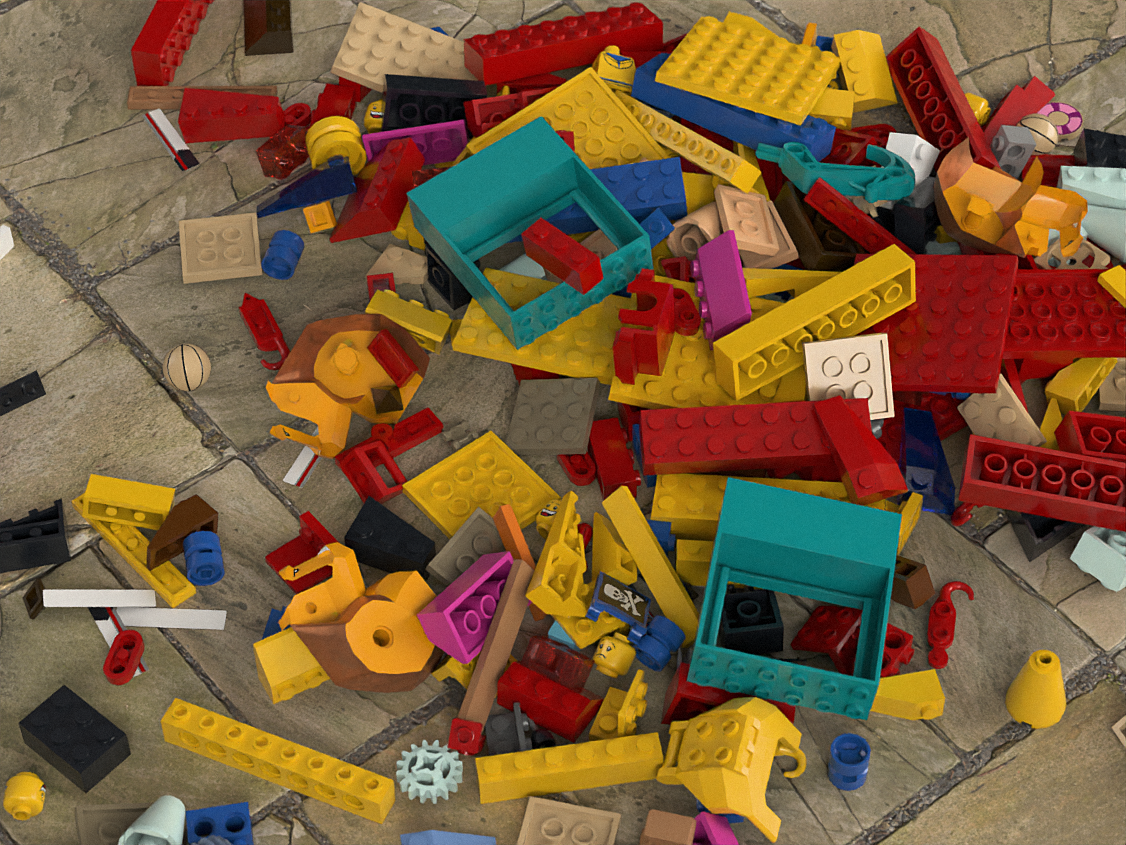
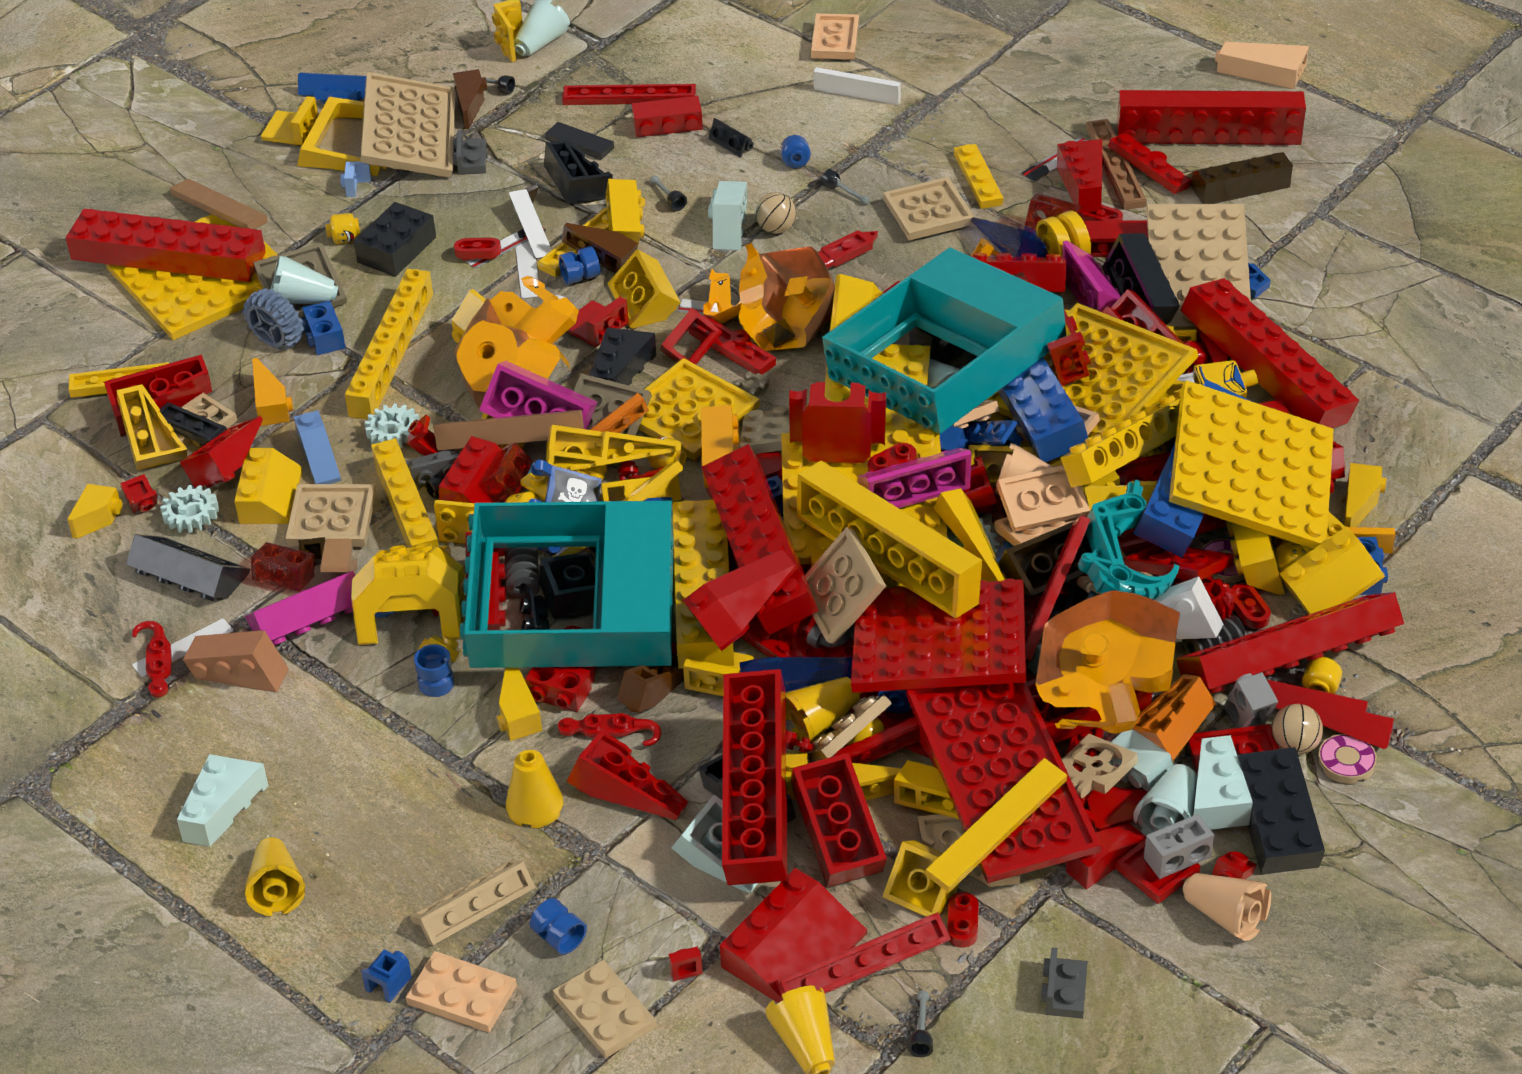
camera: 80 degrees right, 5 degrees down
(73, 338) = (795, 151): none -> blue head
(107, 458) = (675, 199): none -> black hinge
(134, 318) = (832, 179): none -> hinge
(164, 408) = (728, 212): none -> light aqua wedge
(176, 202) = (978, 176): none -> yellow plate
(219, 69) = (1150, 162): none -> red hinge
(267, 507) = (646, 290): none -> yellow slope
(282, 255) = (927, 241): blue wheel -> none
(392, 358) = (798, 329): red tile -> none
(562, 256) = (884, 340): red brick -> none
(579, 463) = (718, 433): none -> light orange brick
(812, 757) = (448, 643): none -> yellow bracket
(954, 431) = (819, 706): none -> yellow cone
(1024, 620) = (612, 774): none -> red wedge

